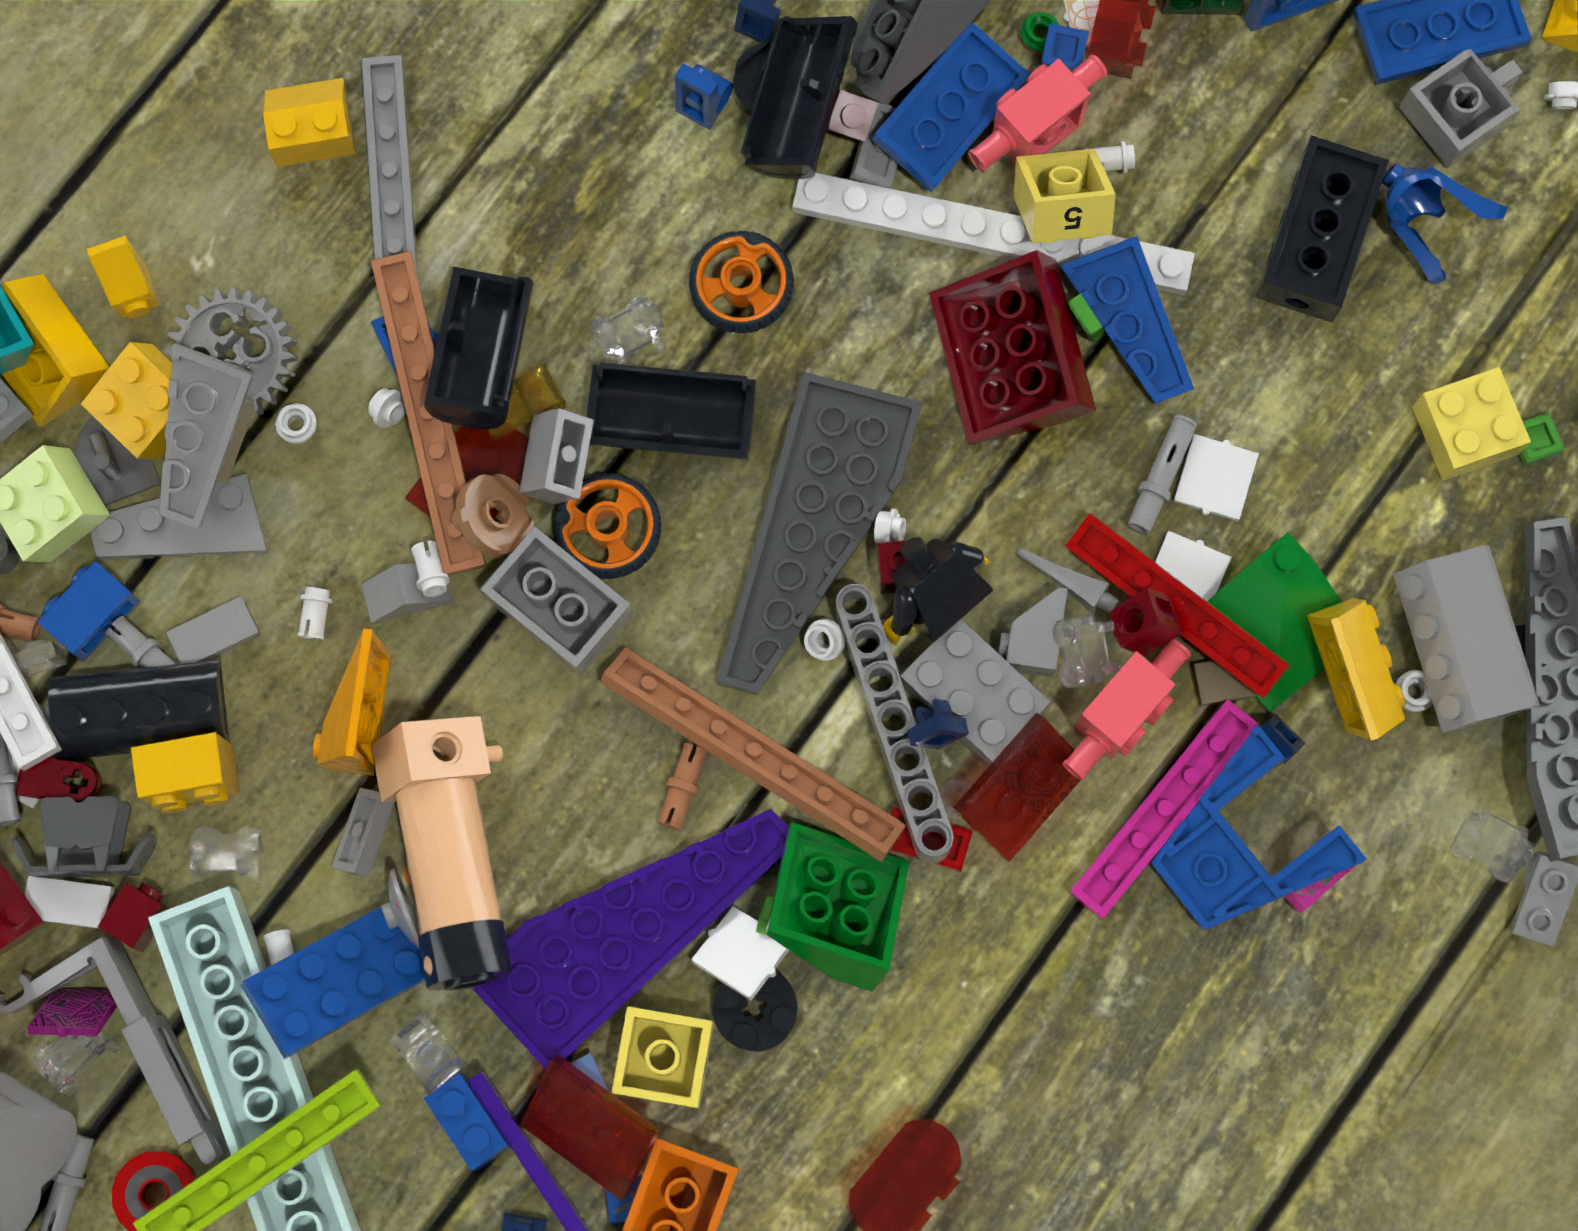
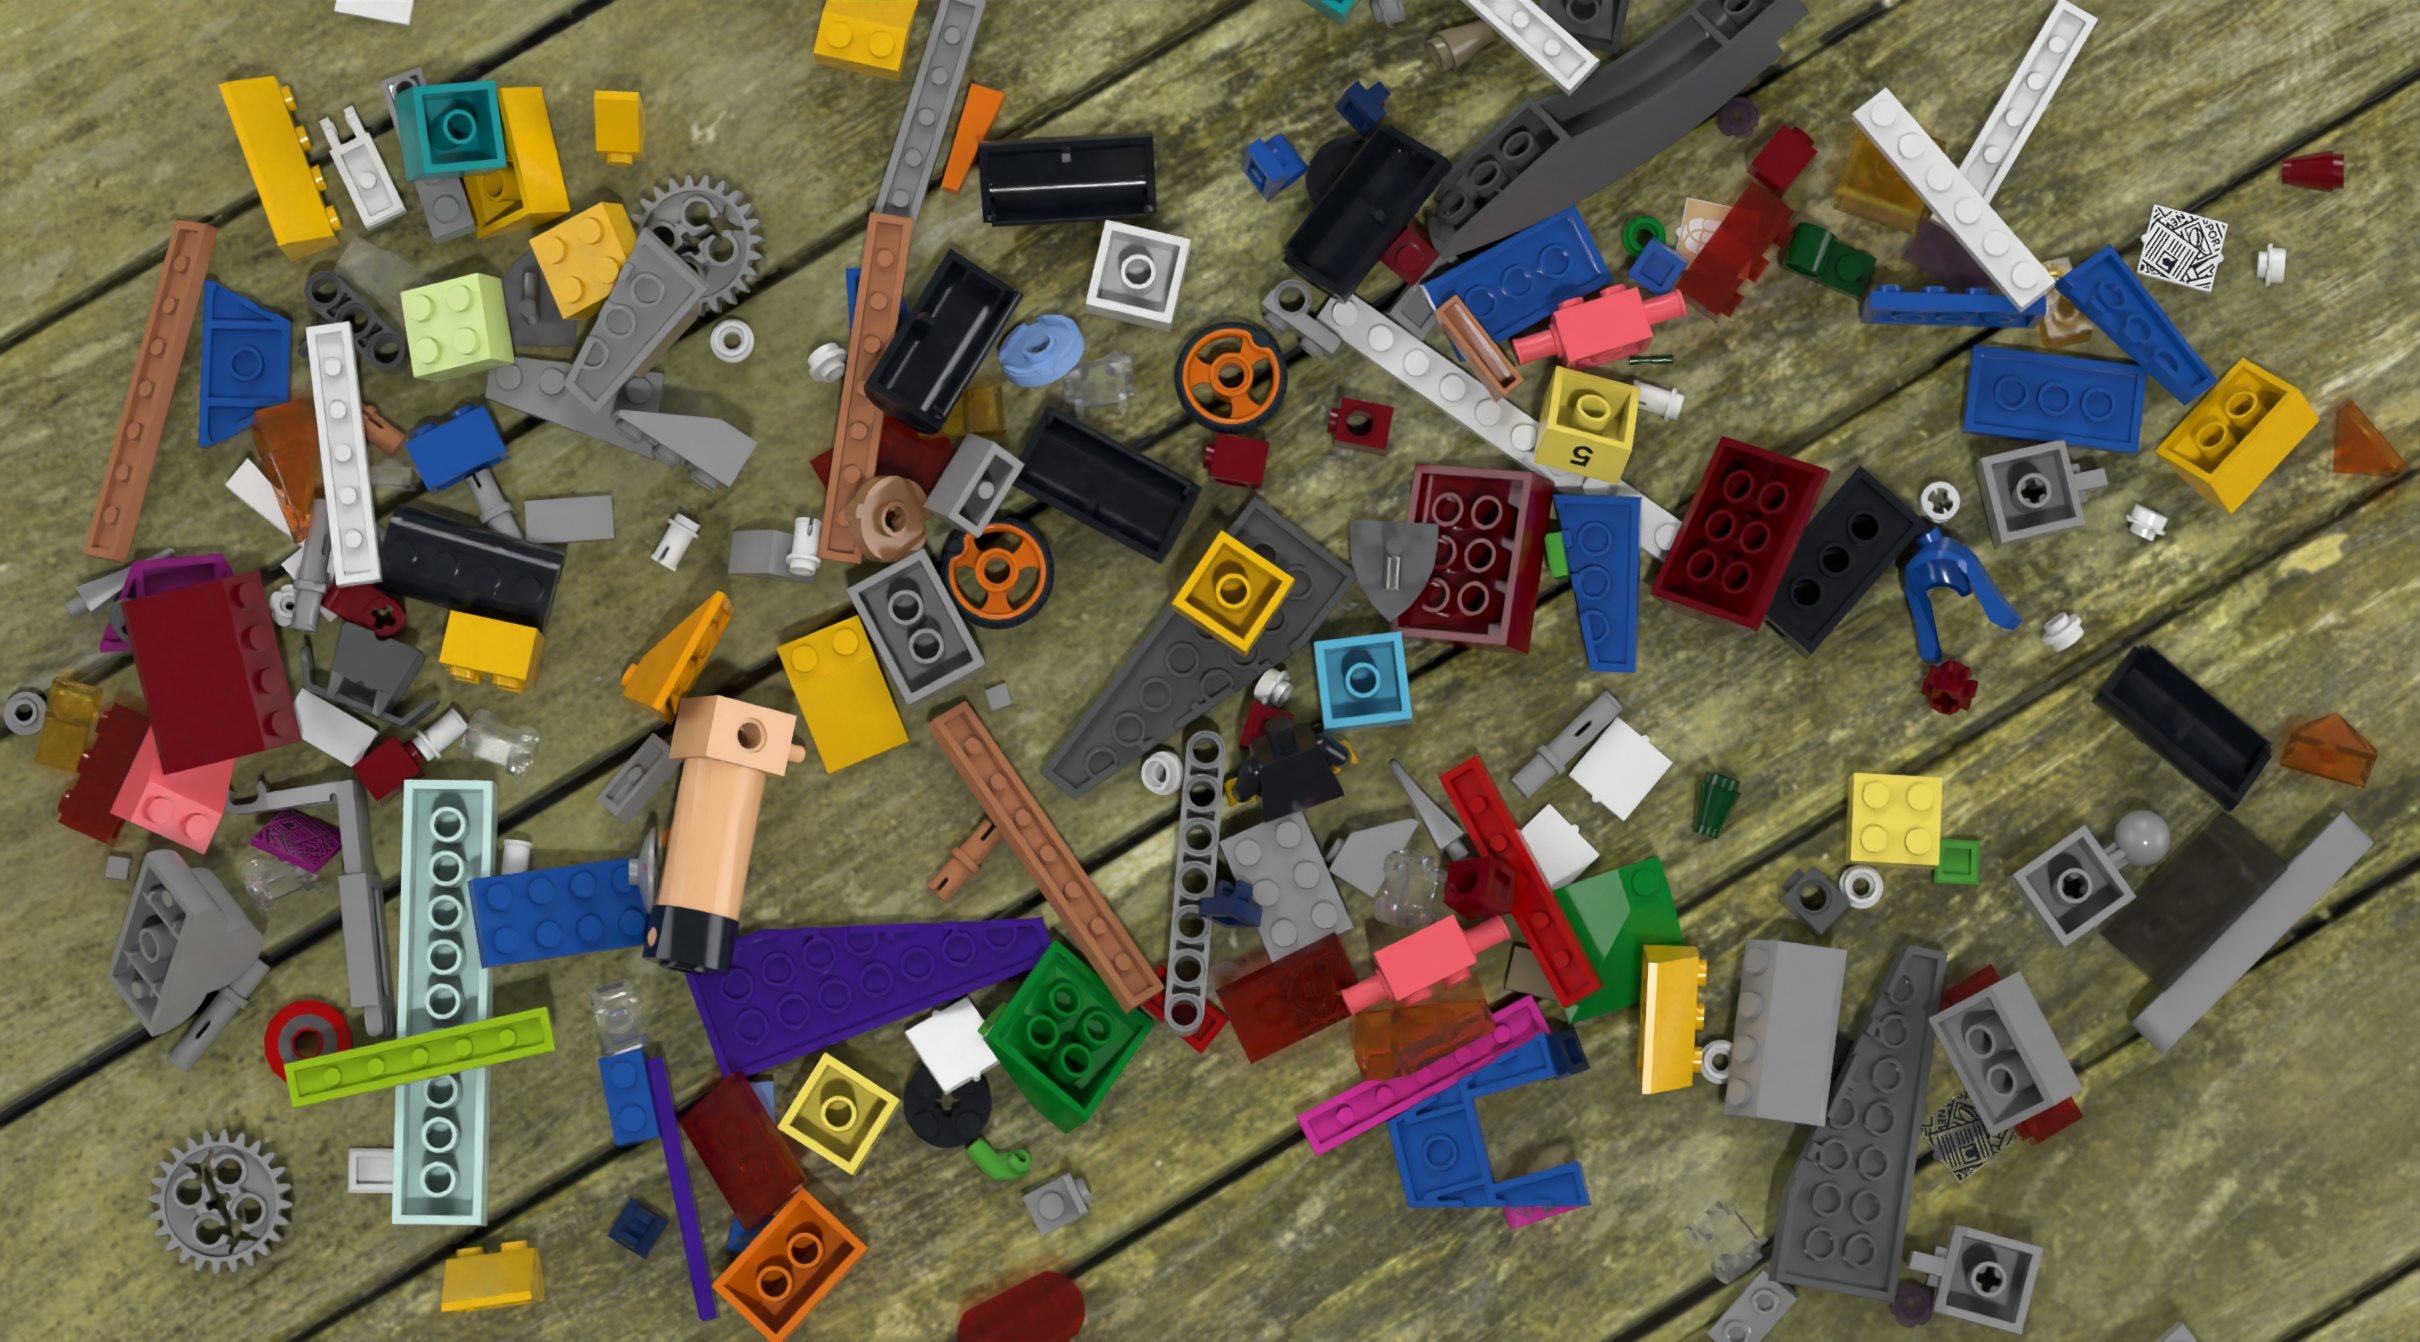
camera: 20 degrees right, 5 degrees up
(168, 867) = (440, 735): none -> white pin
(296, 516) = (700, 444): none -> light grey slope
(434, 158) = (975, 124): none -> orange piece
(514, 684) = (843, 694): none -> yellow slope
(531, 170) = (1067, 179): none -> black container
(568, 322) = (1031, 369): none -> light blue tile
(625, 226) = (1138, 276): none -> white brick
(653, 633) = (998, 697): none -> light grey piece
(776, 349) = (1237, 461): none -> dark red brick
(798, 219) = (1314, 337): none -> light grey plate
(822, 456) = (1233, 594): none -> yellow brick
(826, 1044) = (1000, 1165): none -> bright green arm
(880, 263) = (1373, 442): none -> dark red brick
(891, 1056) = (1058, 1203): none -> light grey bracket
(943, 169) = (1477, 348): none -> nougat piece
(946, 379) = (1392, 562): none -> flat silver shield
(965, 489) = (1362, 682): none -> medium azure brick
(1091, 129) = (1663, 359): none -> dark green piece
(1144, 777) = (1410, 1038): none -> clear orange slope
(1237, 233) = (1738, 535): none -> dark red slope
(1311, 471) = (1715, 802): none -> dark green cone
(1392, 140) = (1926, 507): none -> white bush
(1450, 514) = (1833, 900): none -> dark grey brick
(1466, 293) = (1949, 687): none -> dark red gear
(1474, 484) = (1870, 876): none -> white plate
(1537, 210) = (2062, 631): none -> white plate

